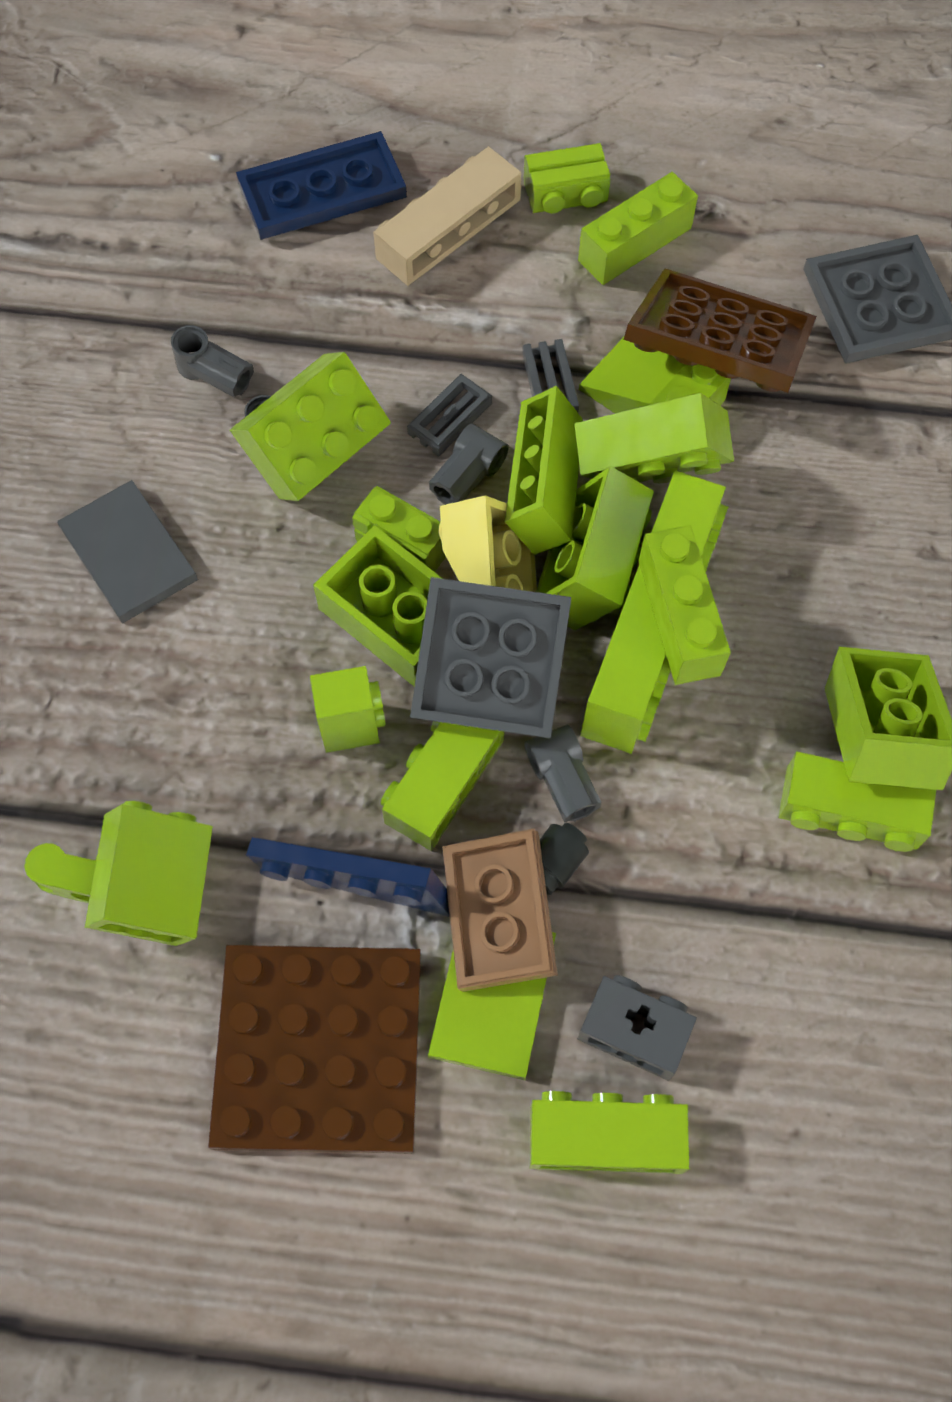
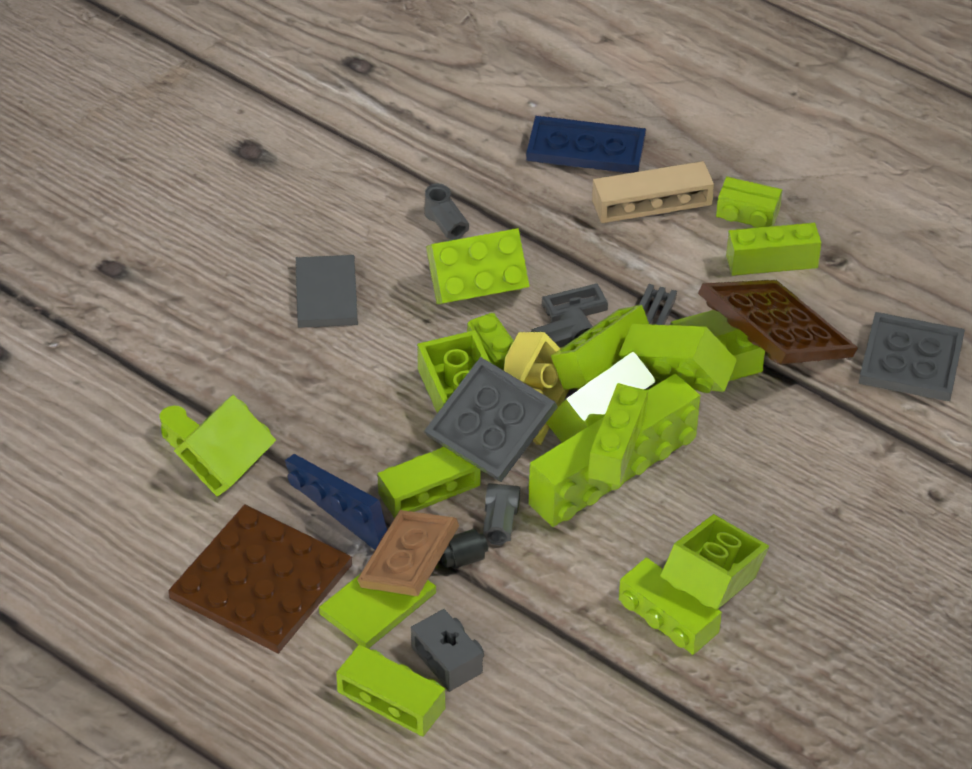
camera: 30 degrees right, 20 degrees down
(347, 708) = (392, 417): lime brick -> none

